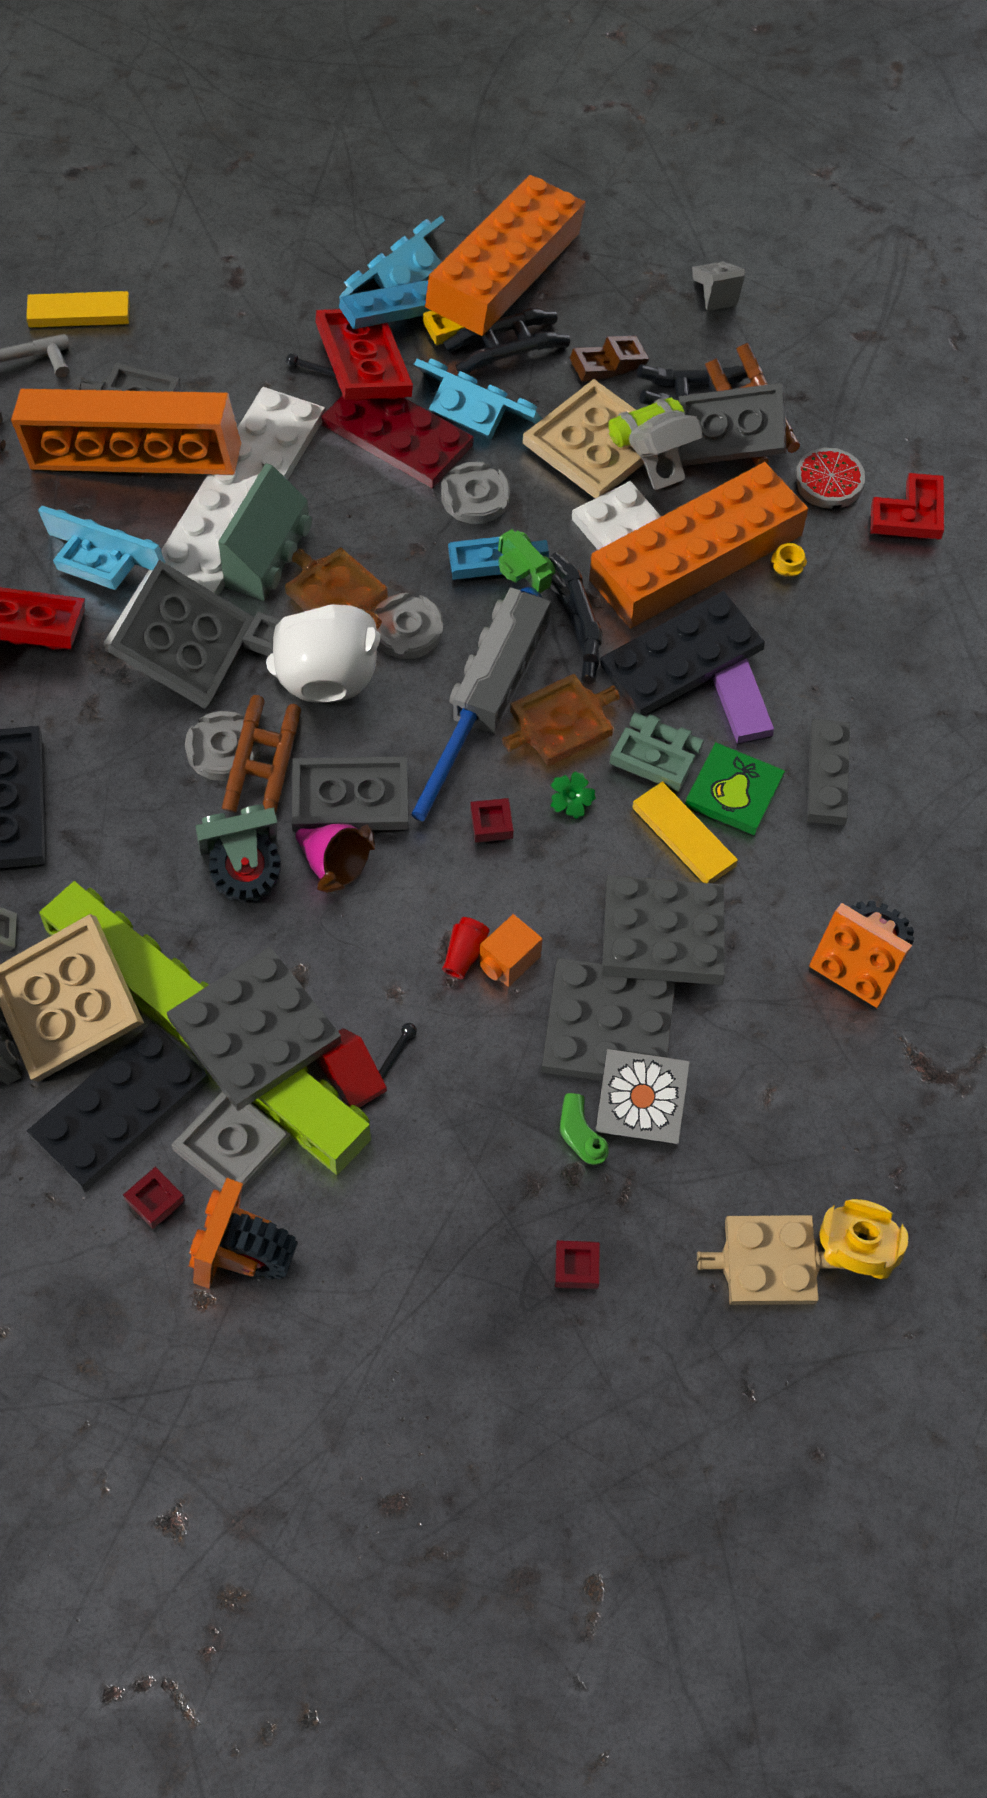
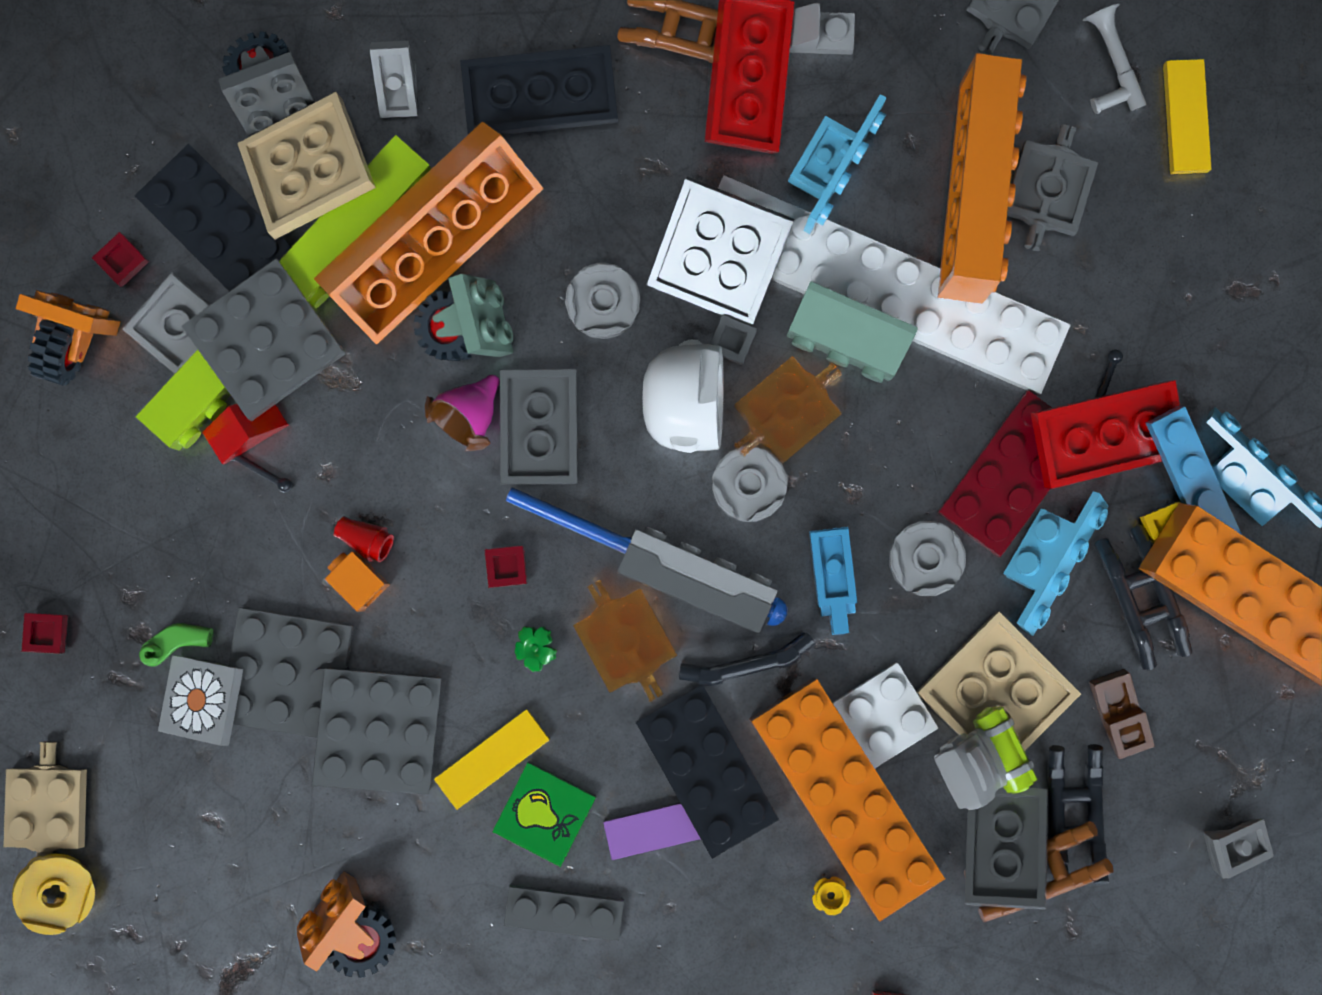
camera: 90 degrees right, 25 degrees up
(147, 878) = (429, 232): none -> orange brick
(243, 765) = (602, 325): dark orange piece -> none
(524, 561) = (809, 603): bright green piece -> none
(653, 758) = (576, 732): sand green plate -> none
(830, 477) = (948, 952): tile -> none

